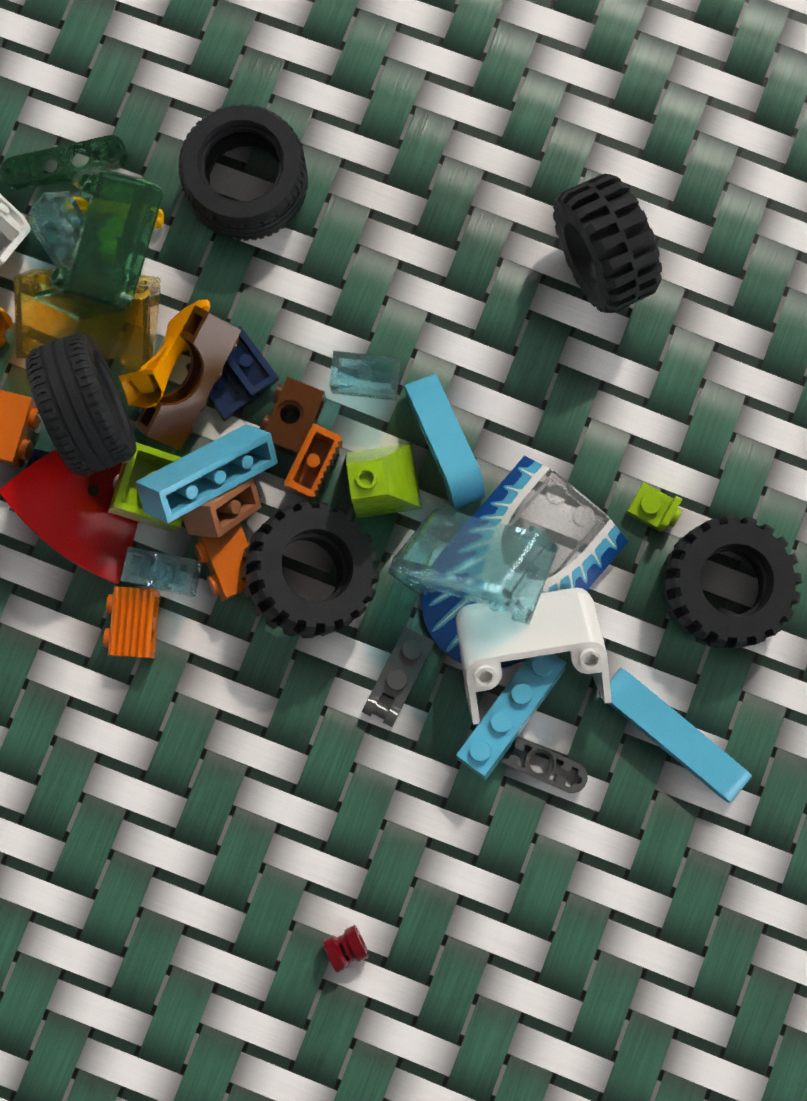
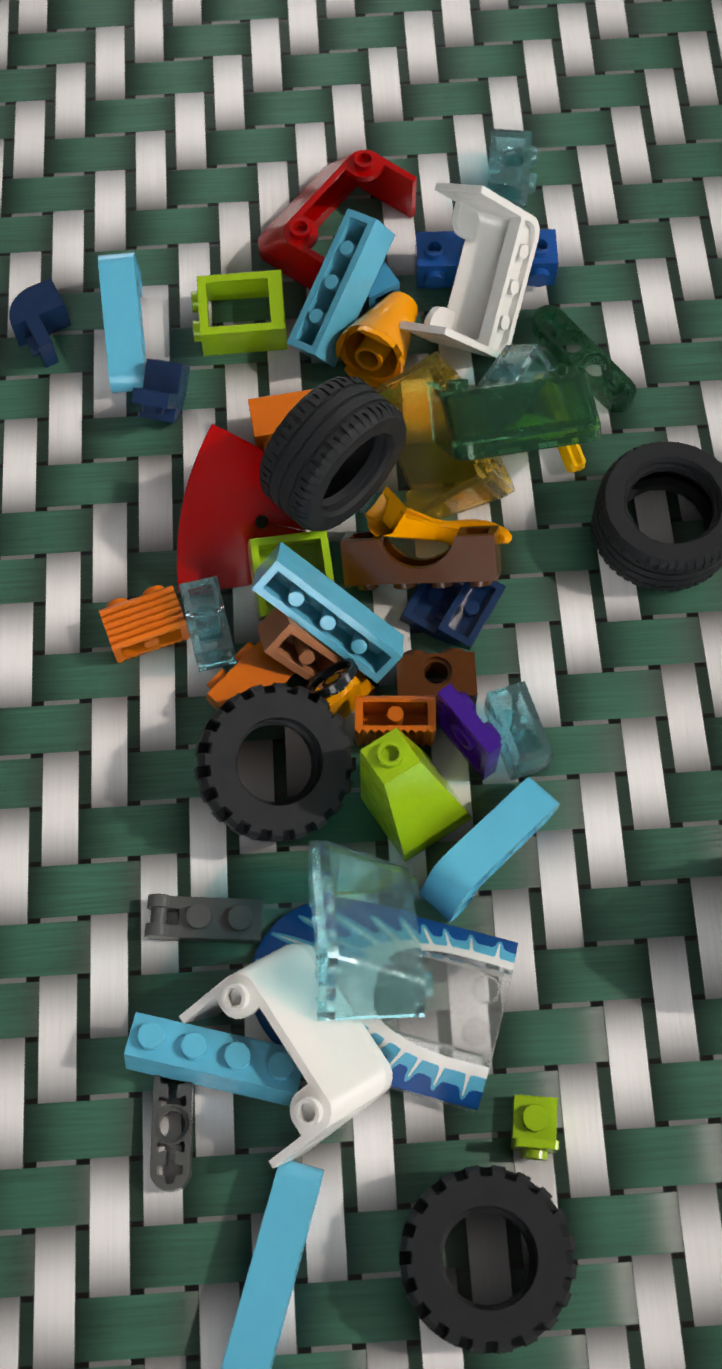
camera: 65 degrees right, 15 degrees down
(269, 494) = (341, 686): none -> piece
(342, 415) = (469, 734): none -> dark purple plate

